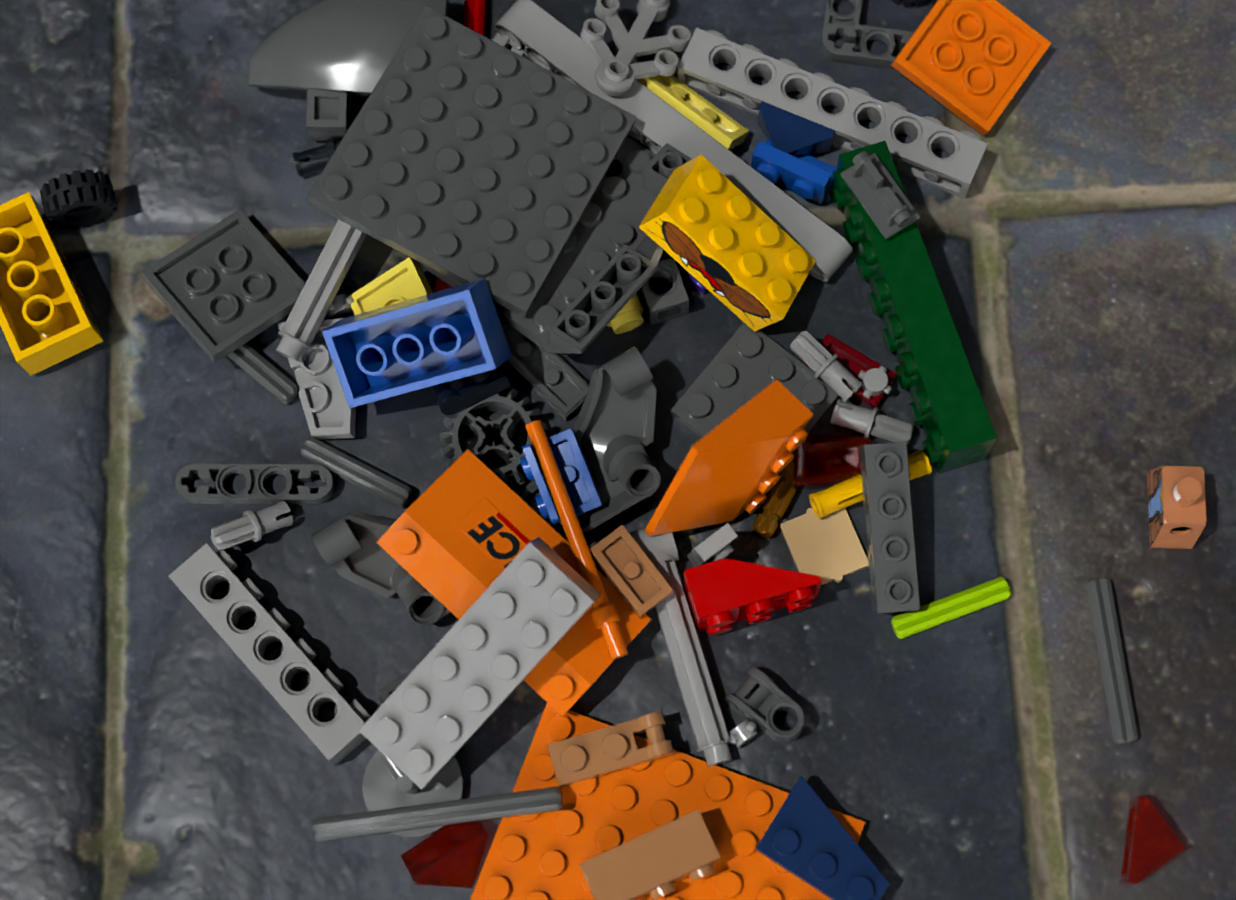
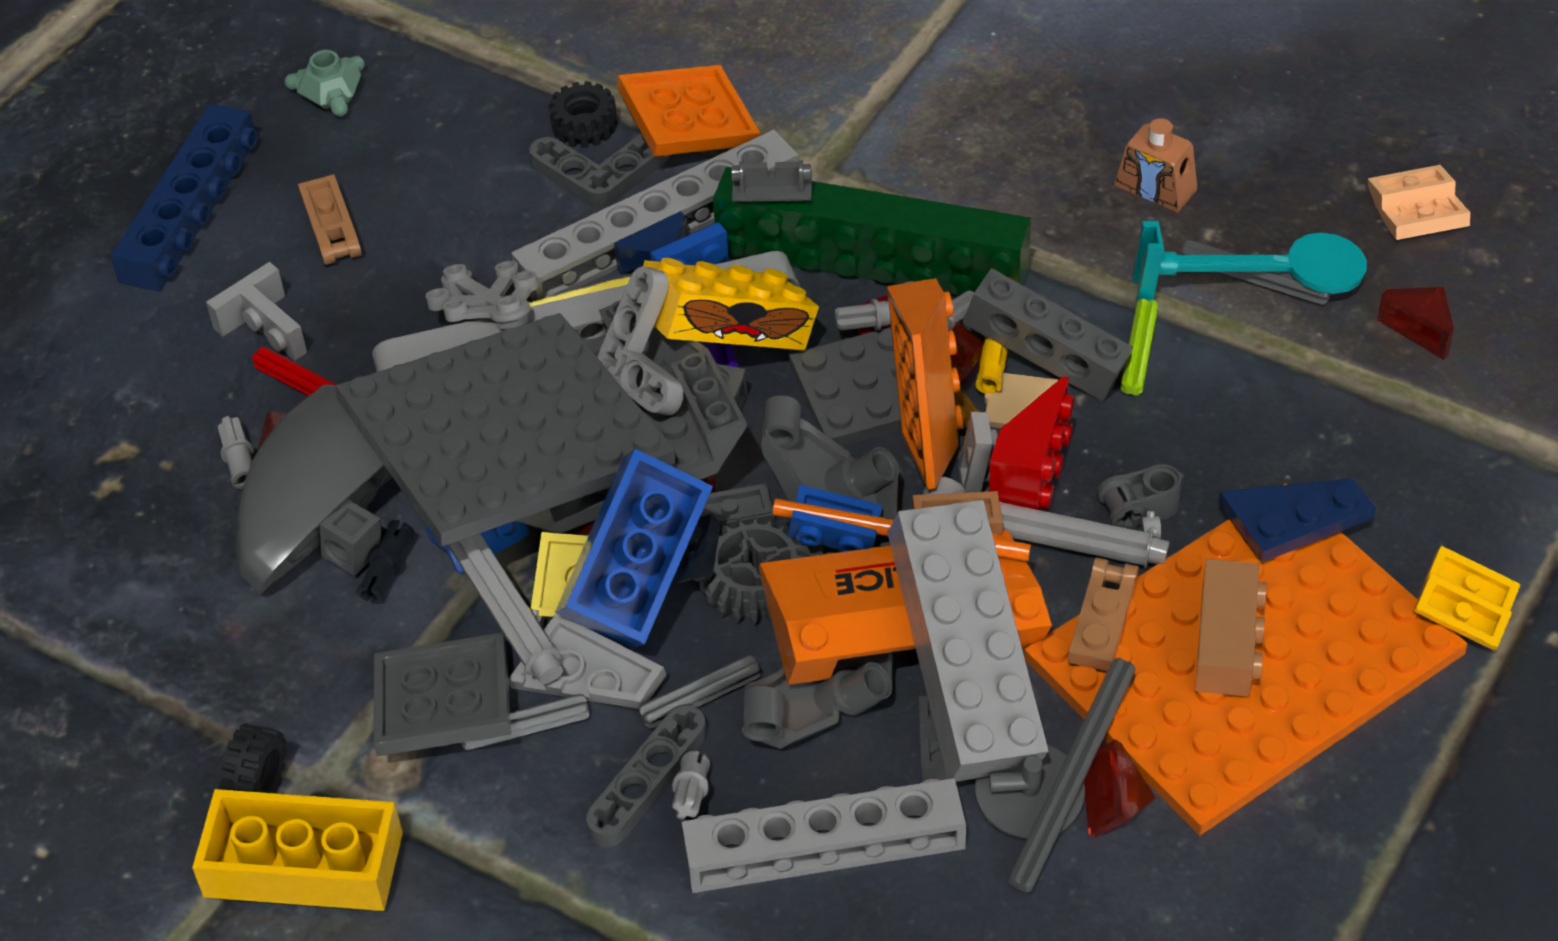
camera: 60 degrees left, 25 degrees down
(608, 207) = (626, 359): none -> light grey beam
(1153, 717) = (1315, 260): none -> teal piece

